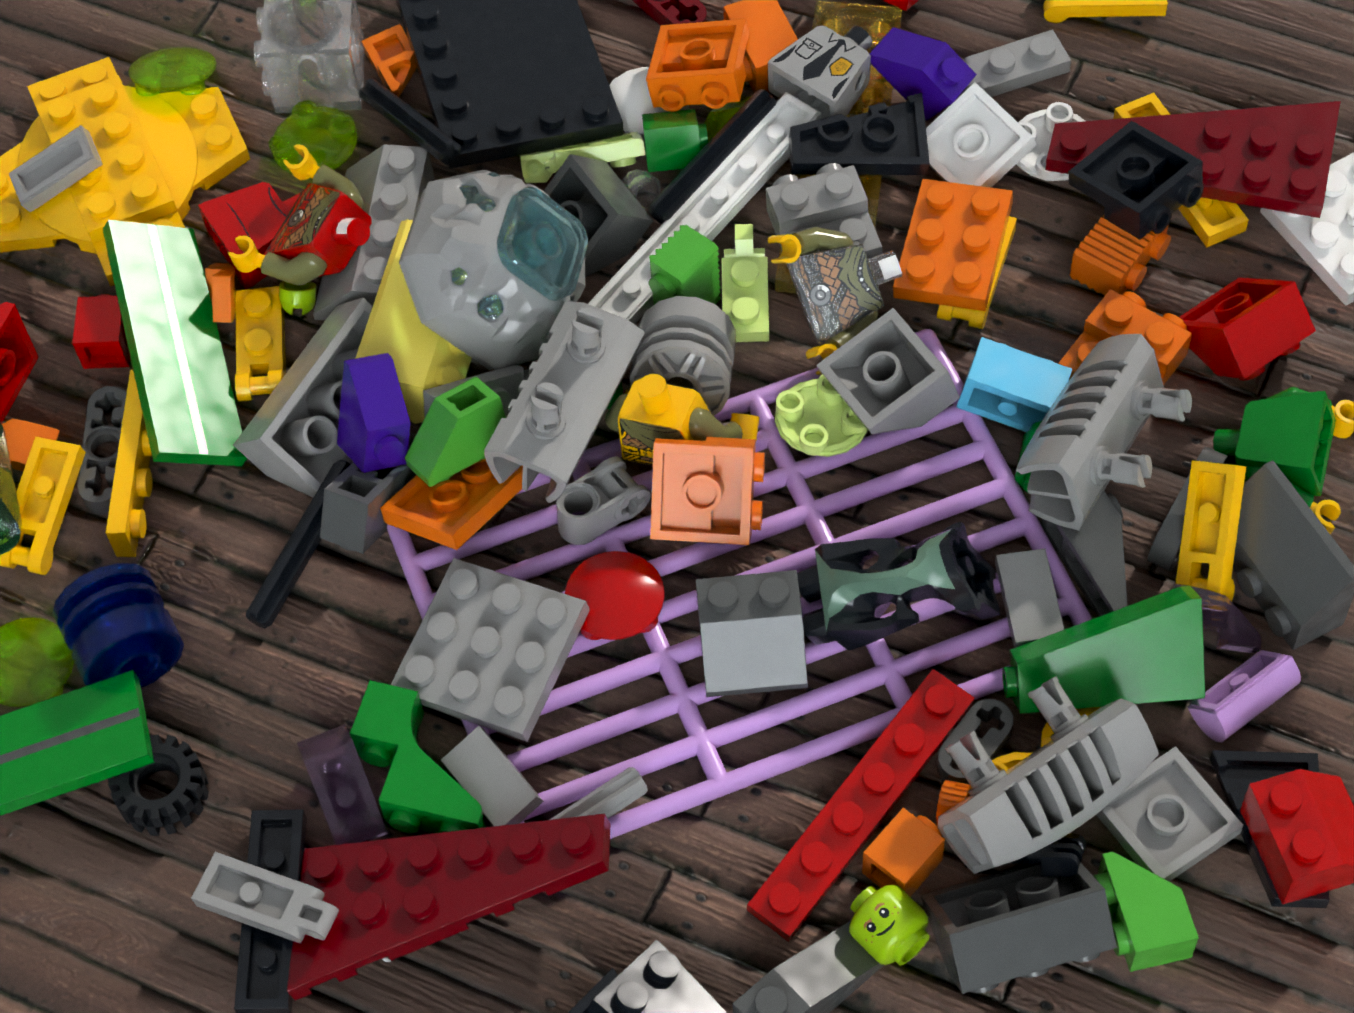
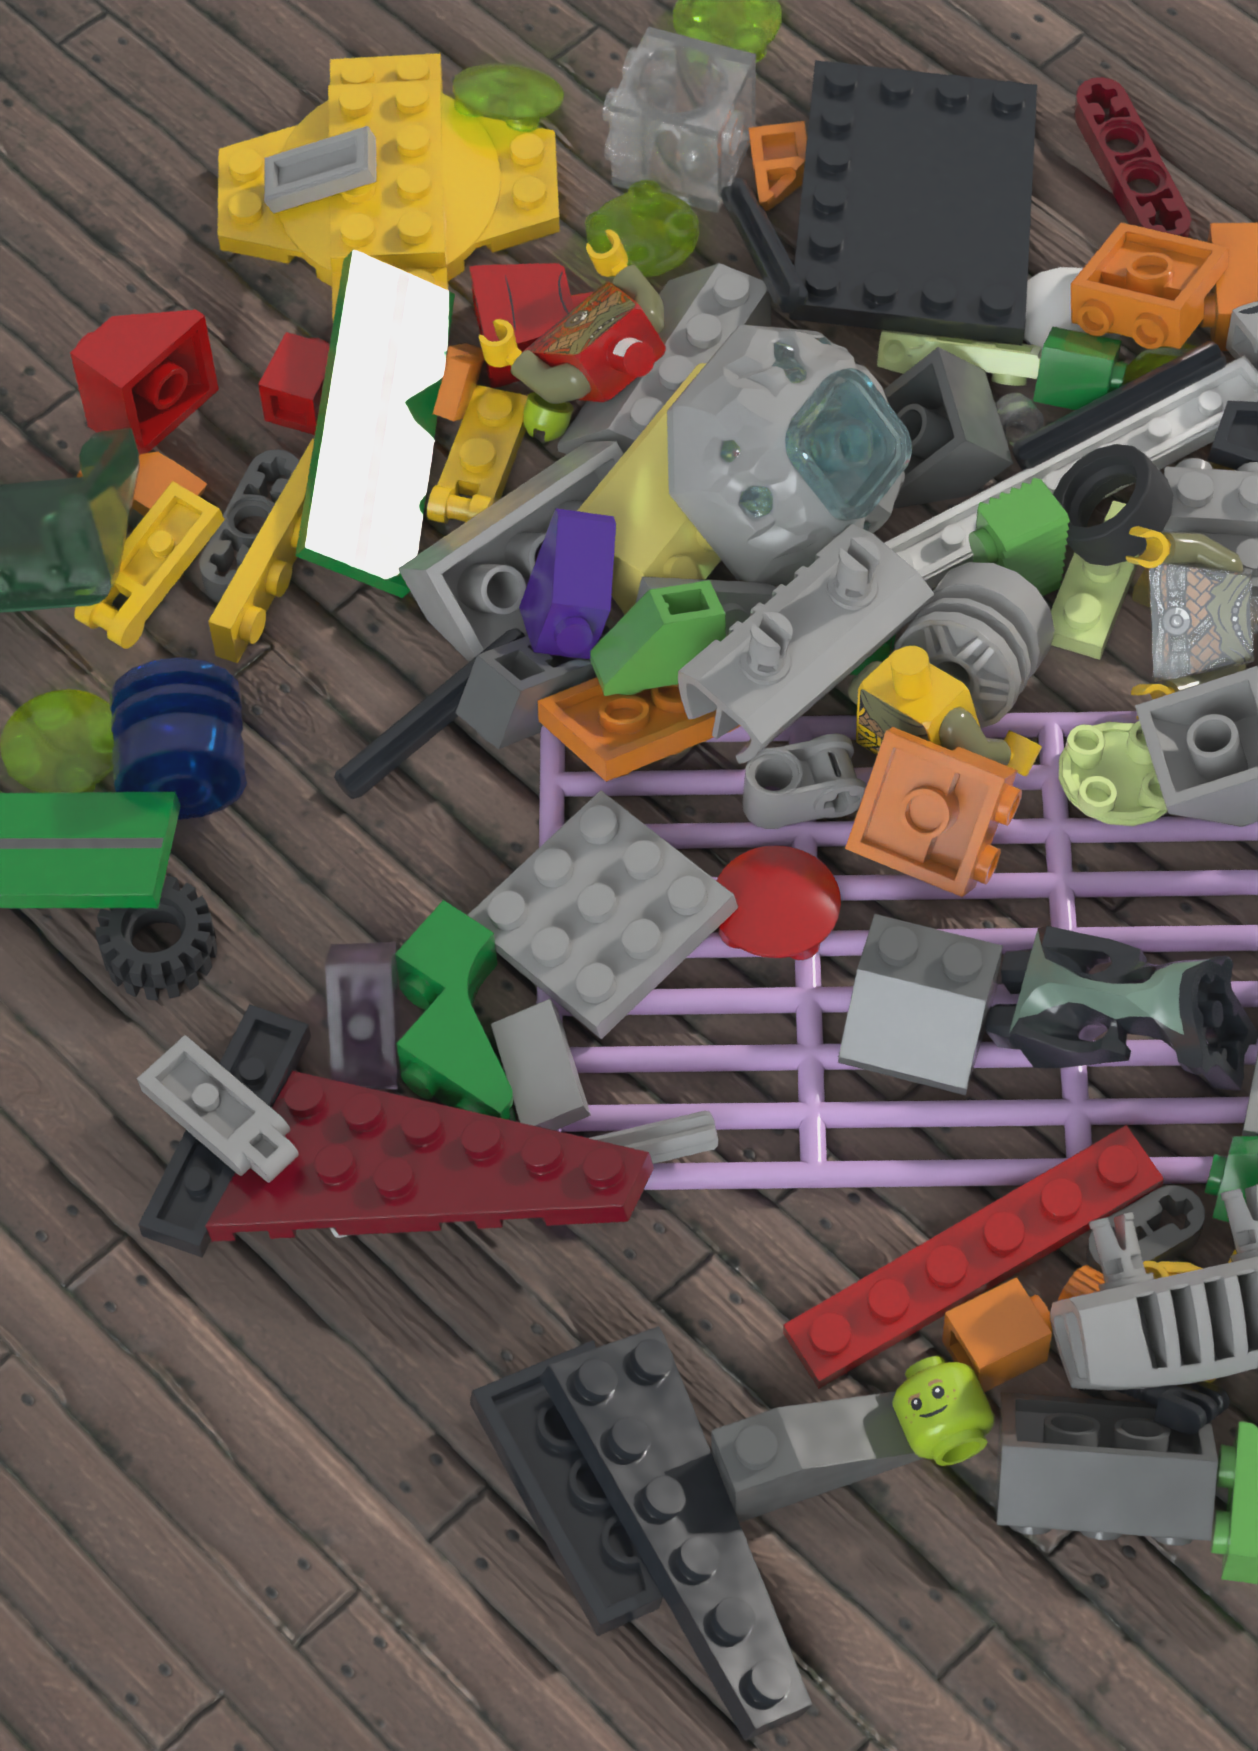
camera: 20 degrees right, 0 degrees up
(722, 208) = (1095, 478): none -> black tyre

